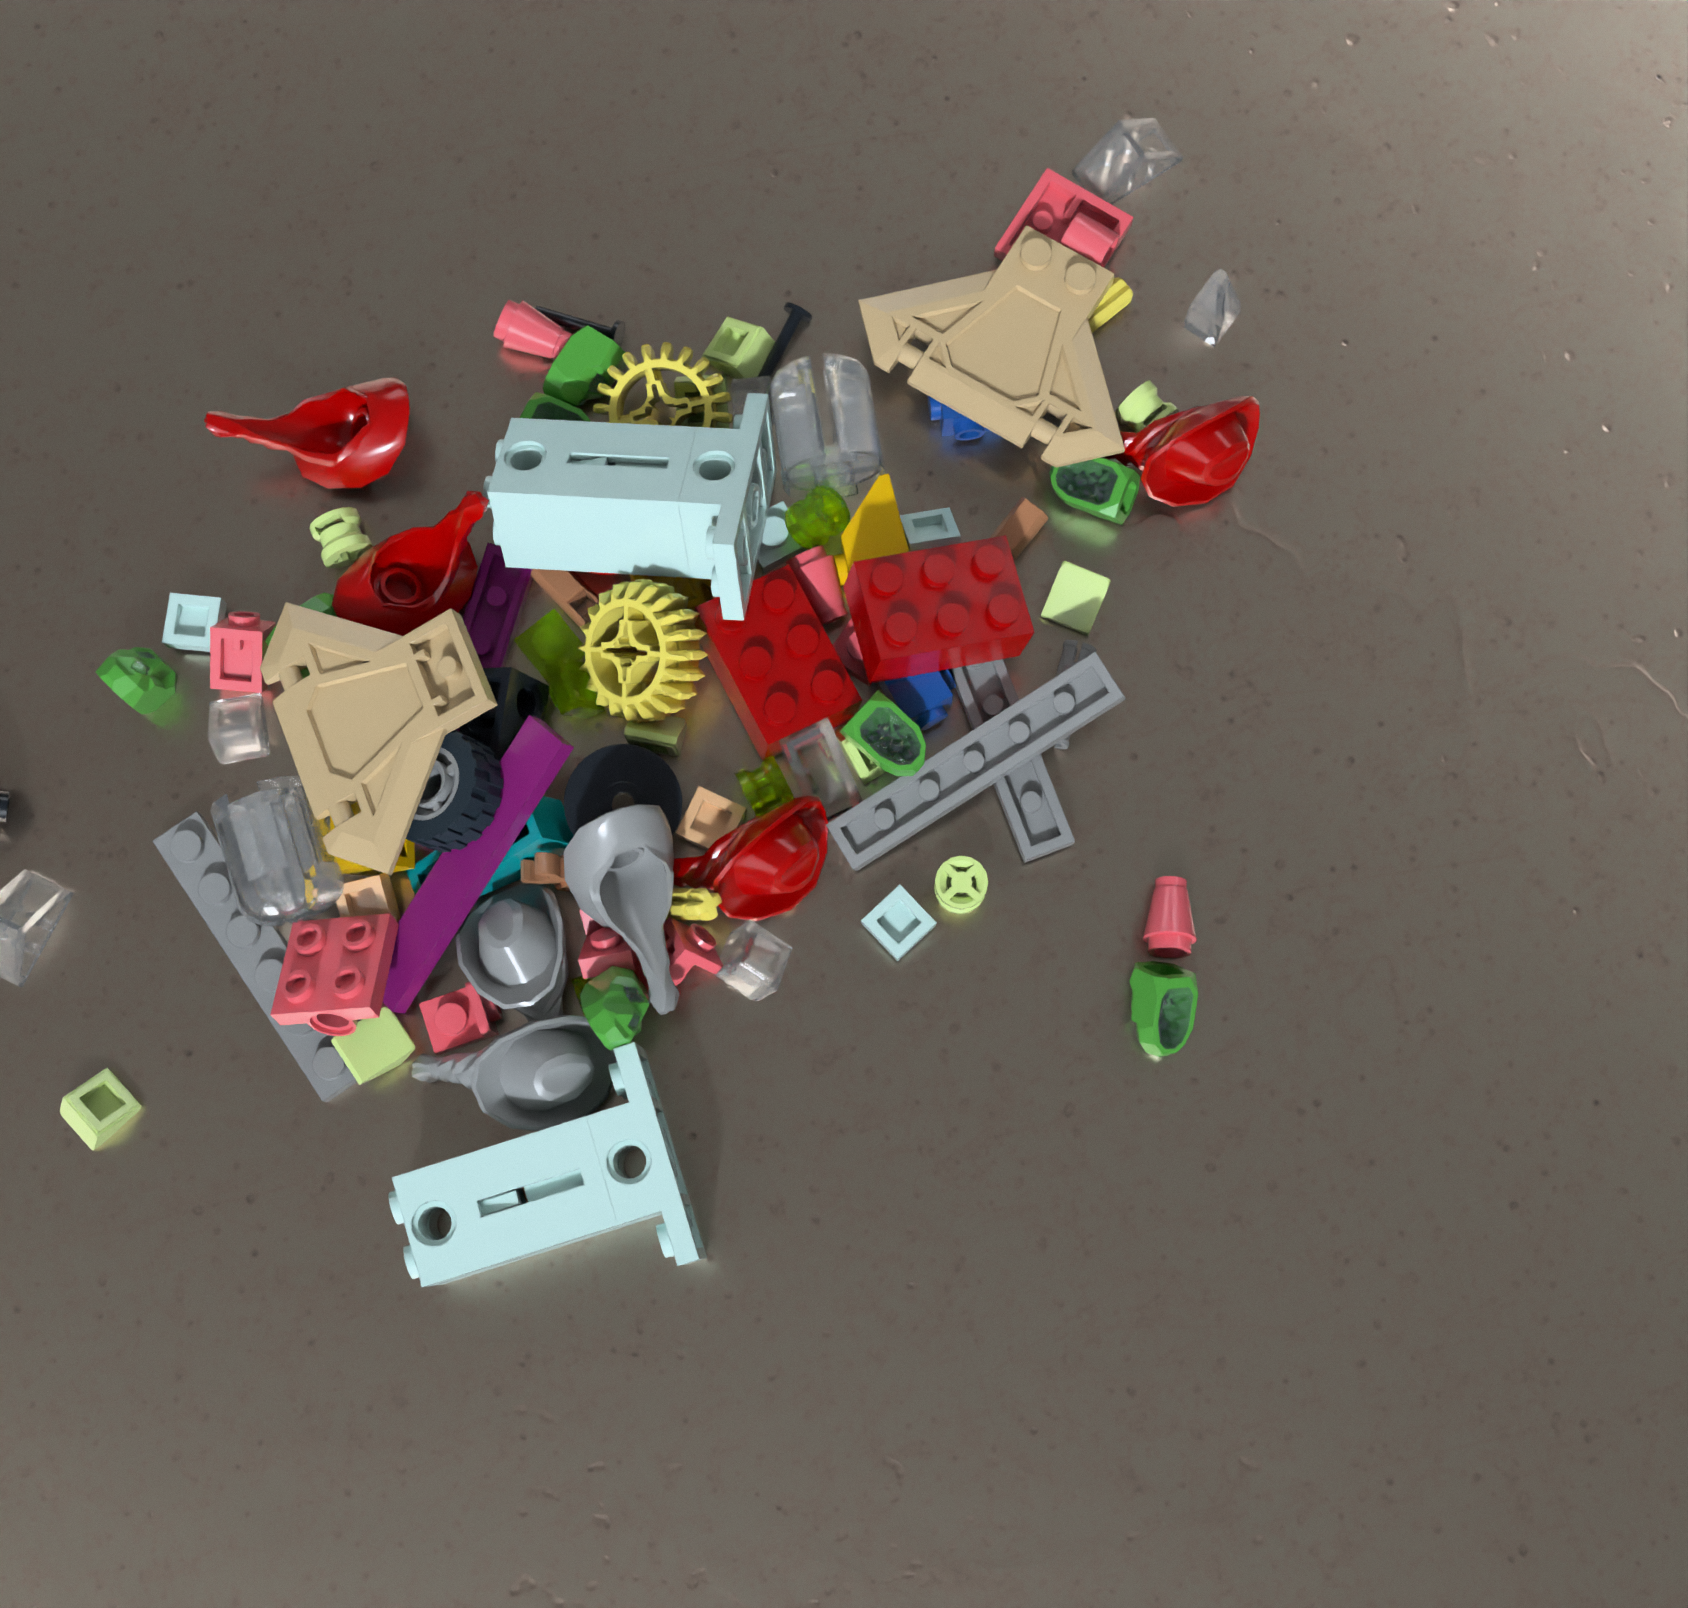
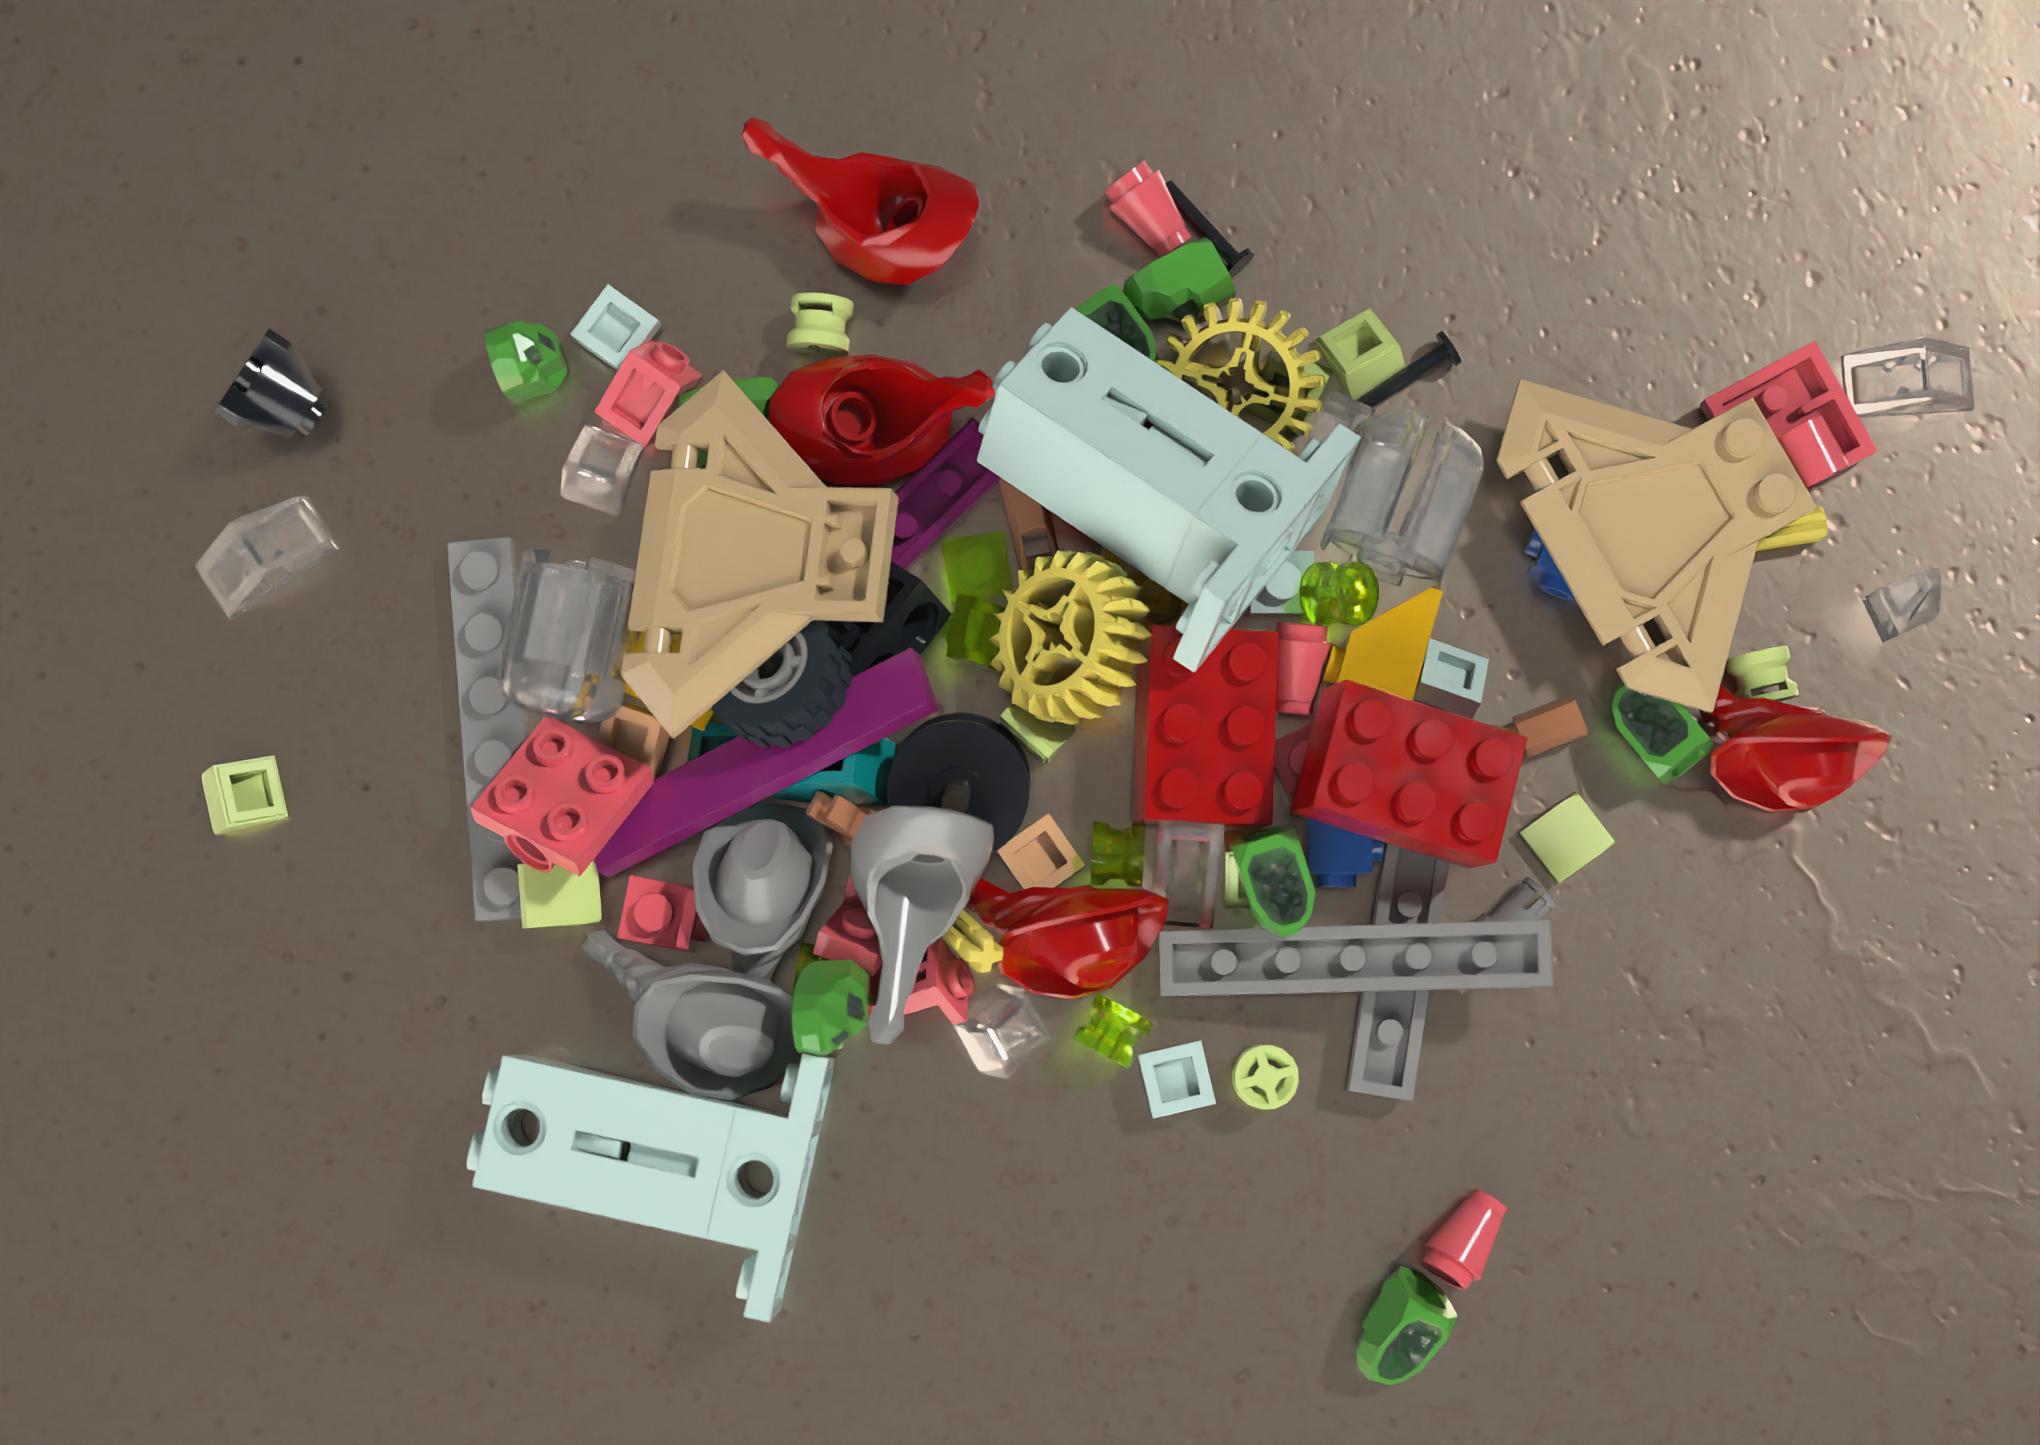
camera: 30 degrees right, 5 degrees up
(833, 913) = (1113, 1031): none -> clear neon green wheel

